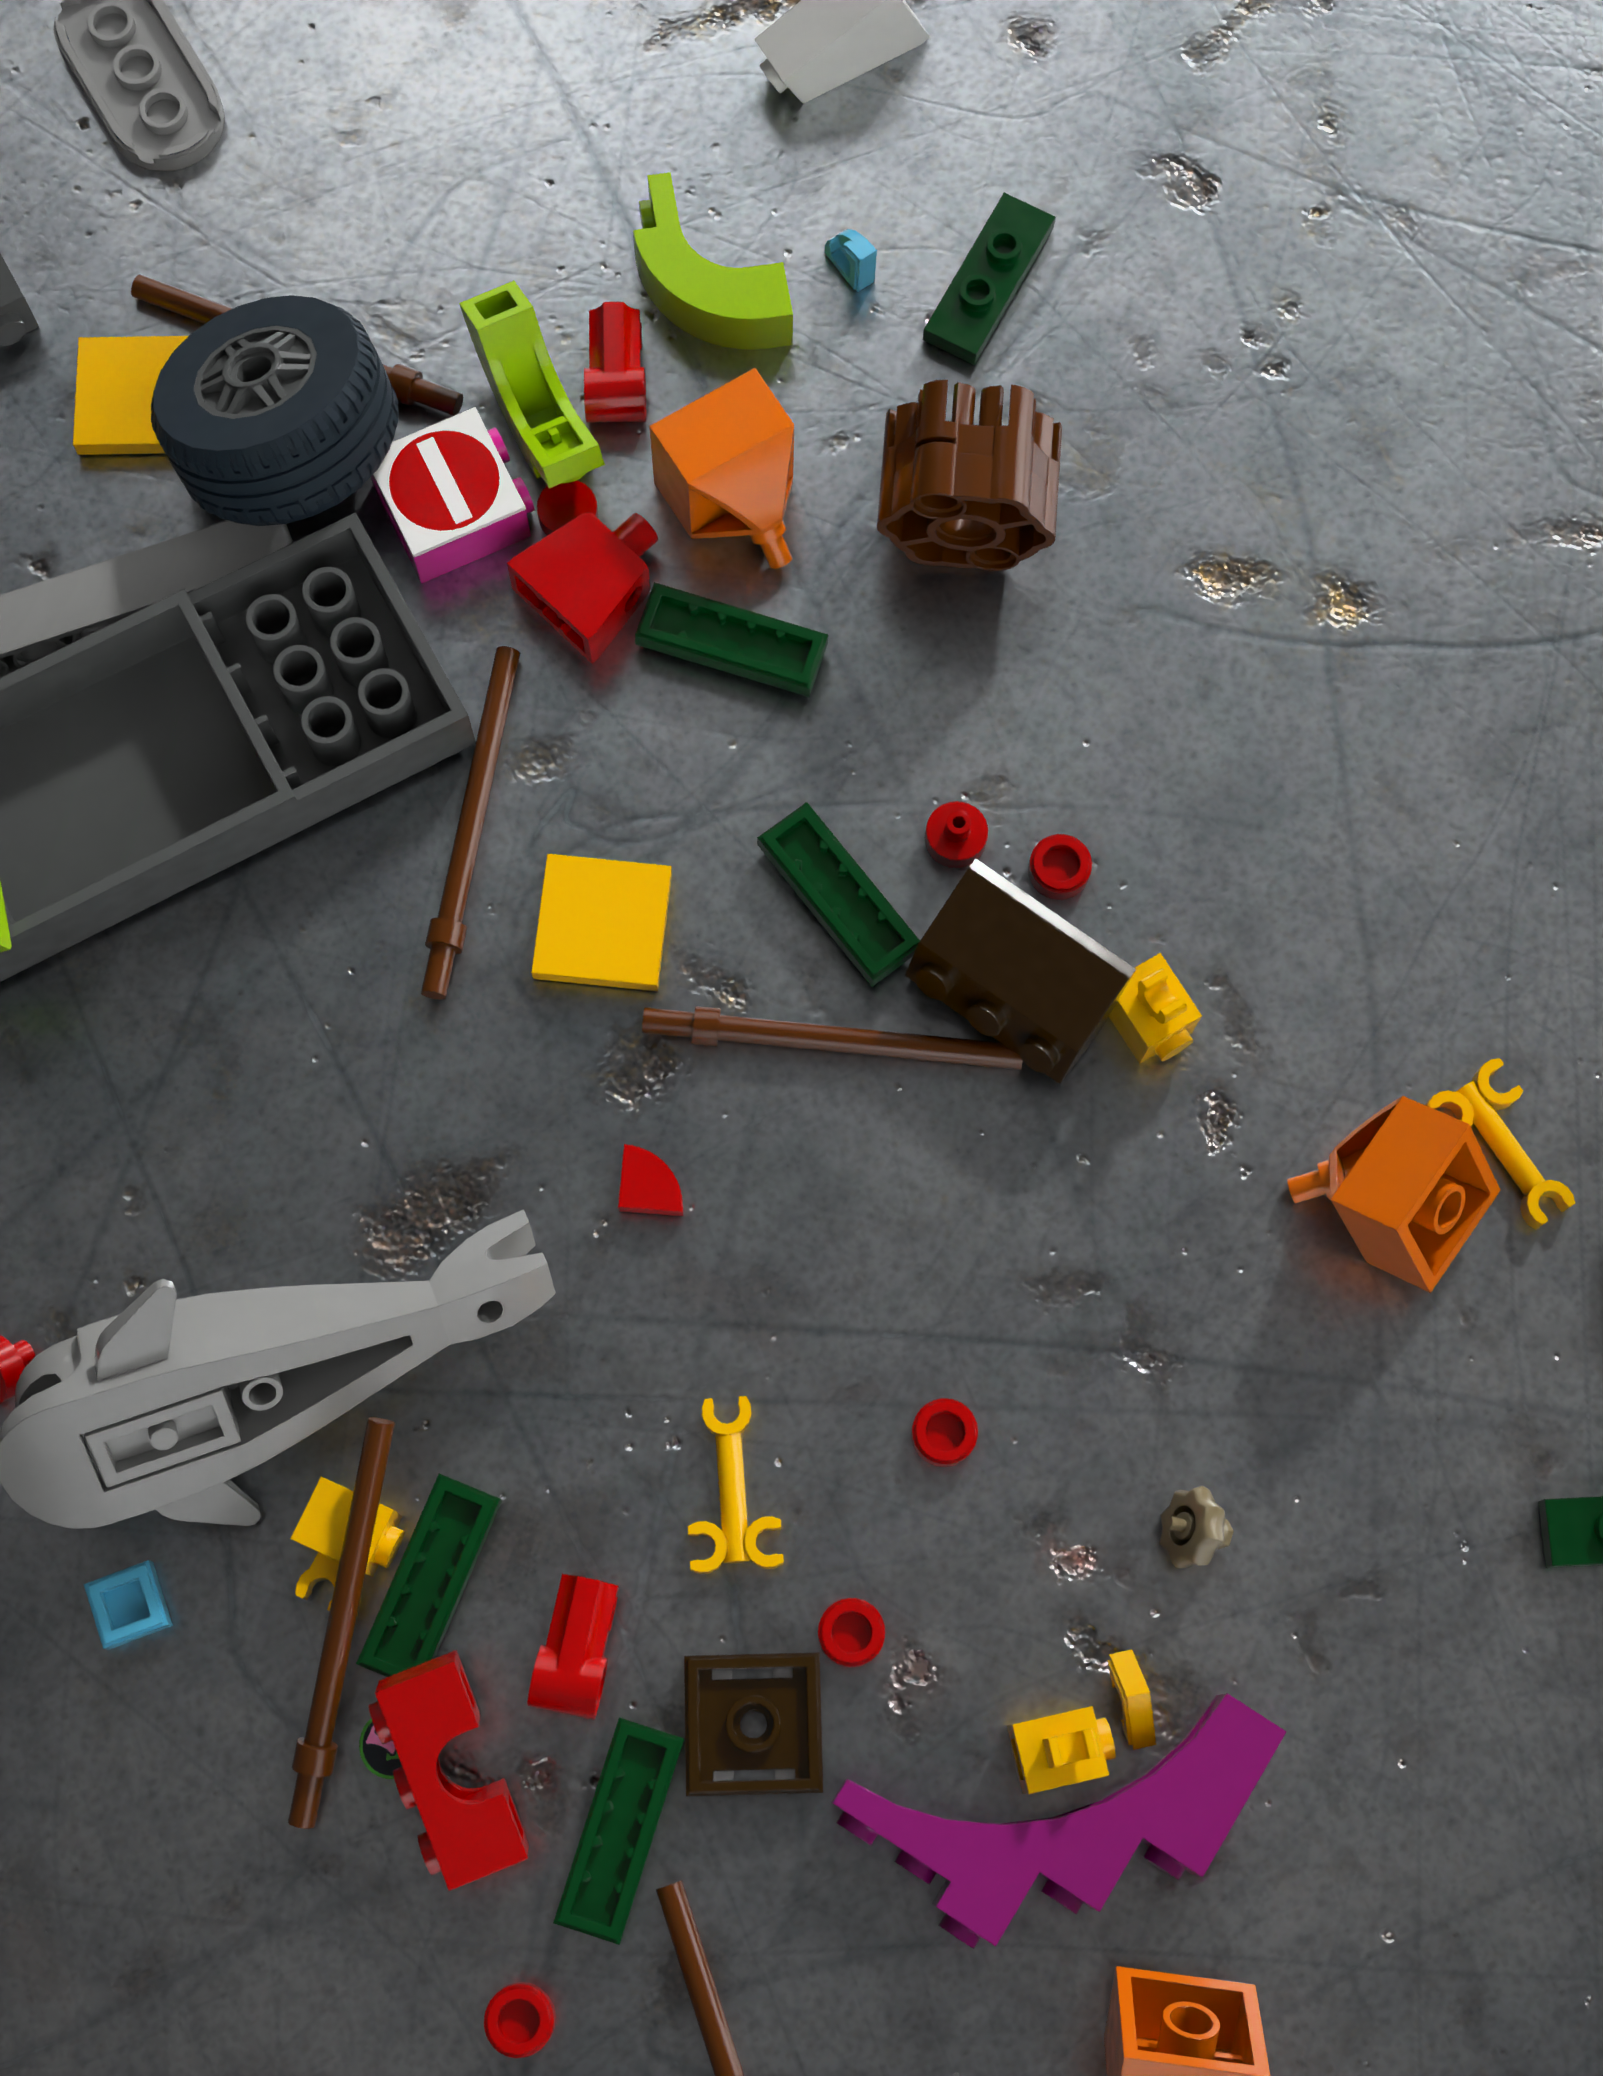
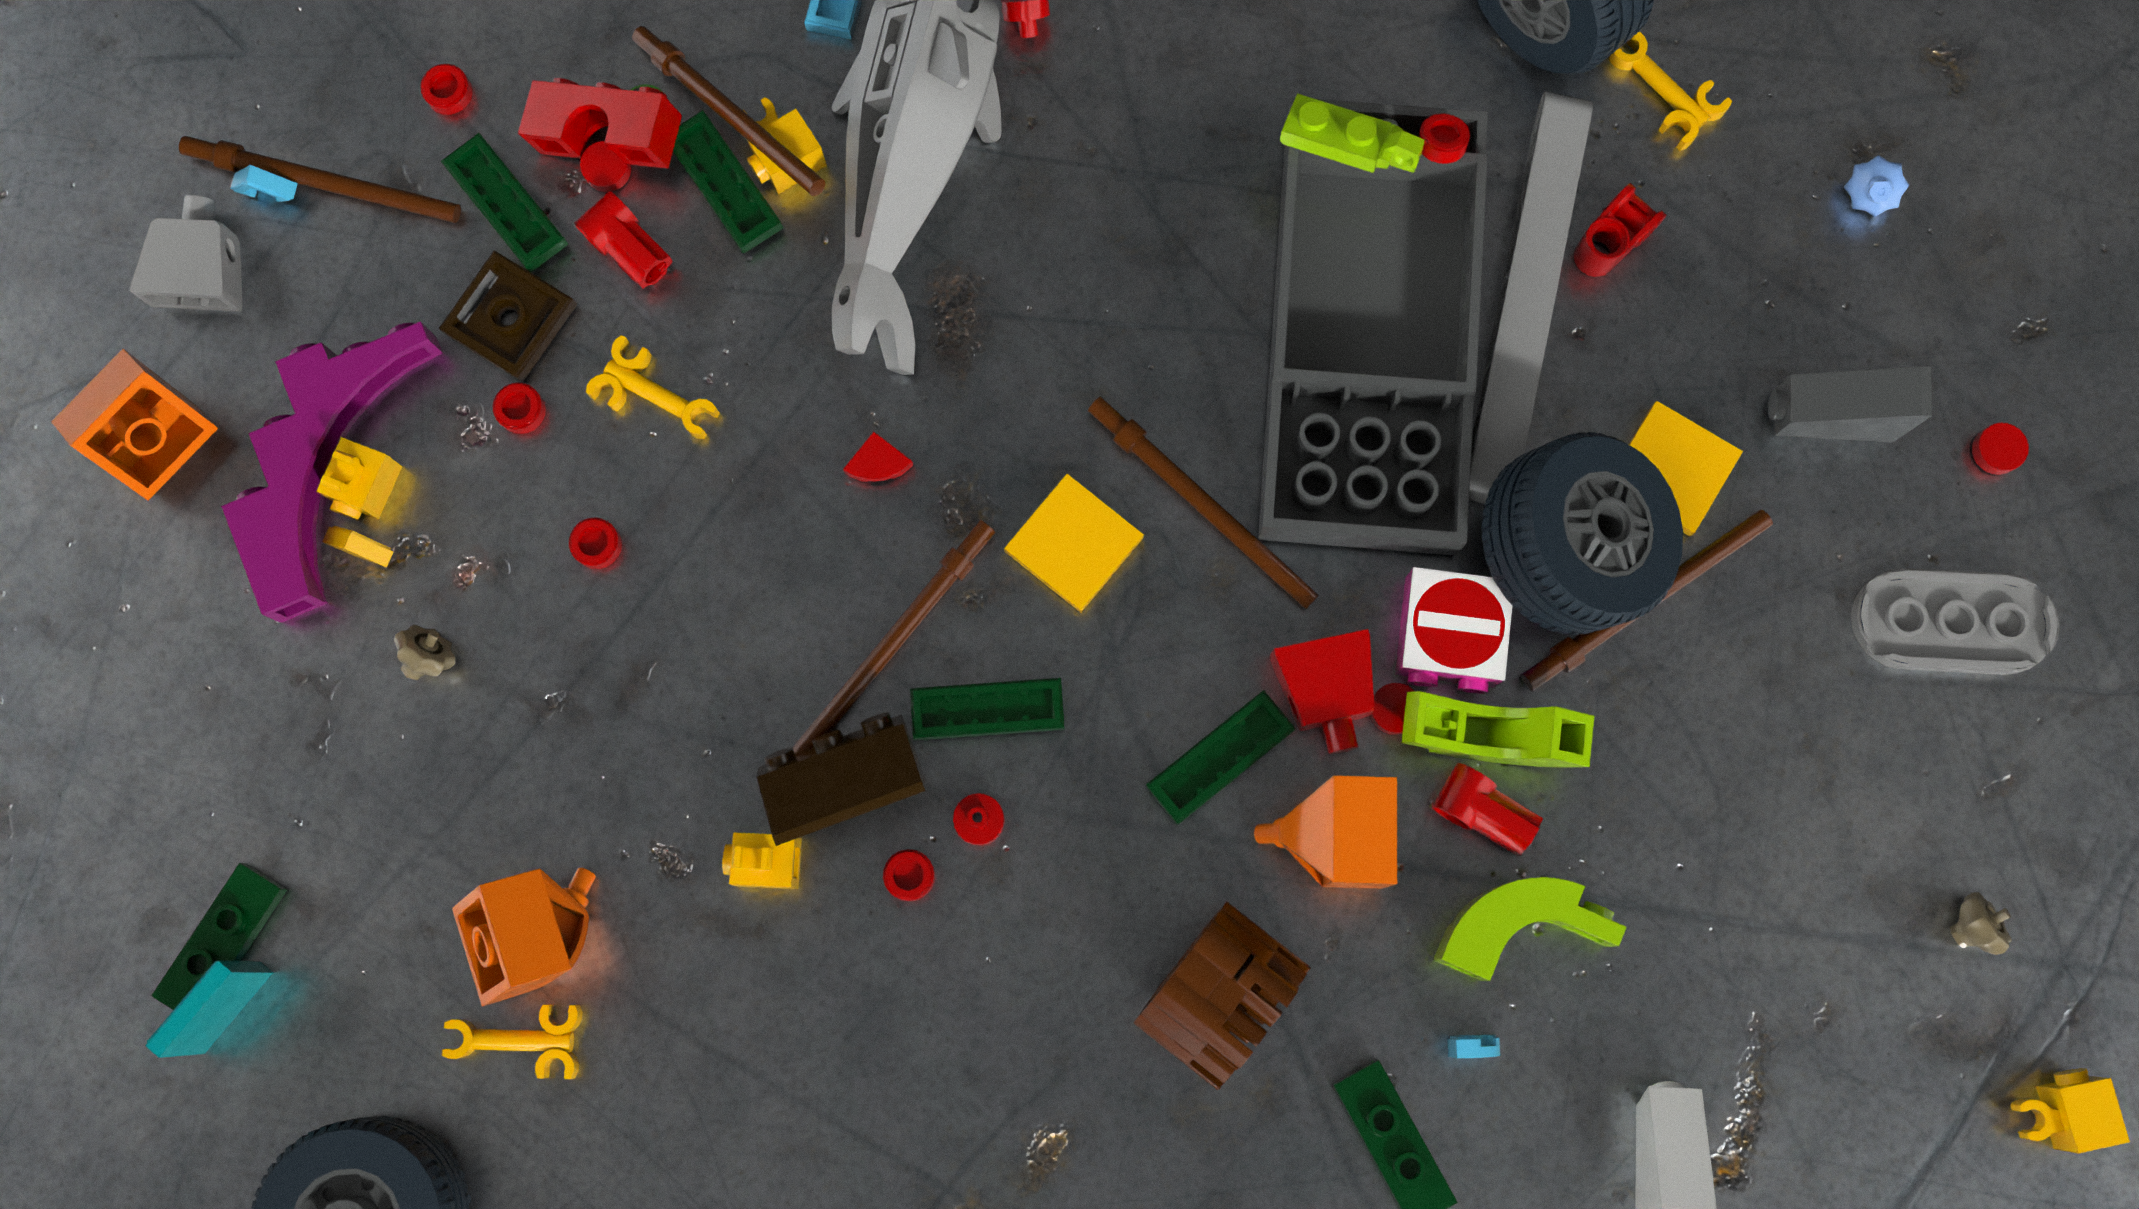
camera: 130 degrees right, 5 degrees up
(498, 1744) = (604, 168): none -> red tile

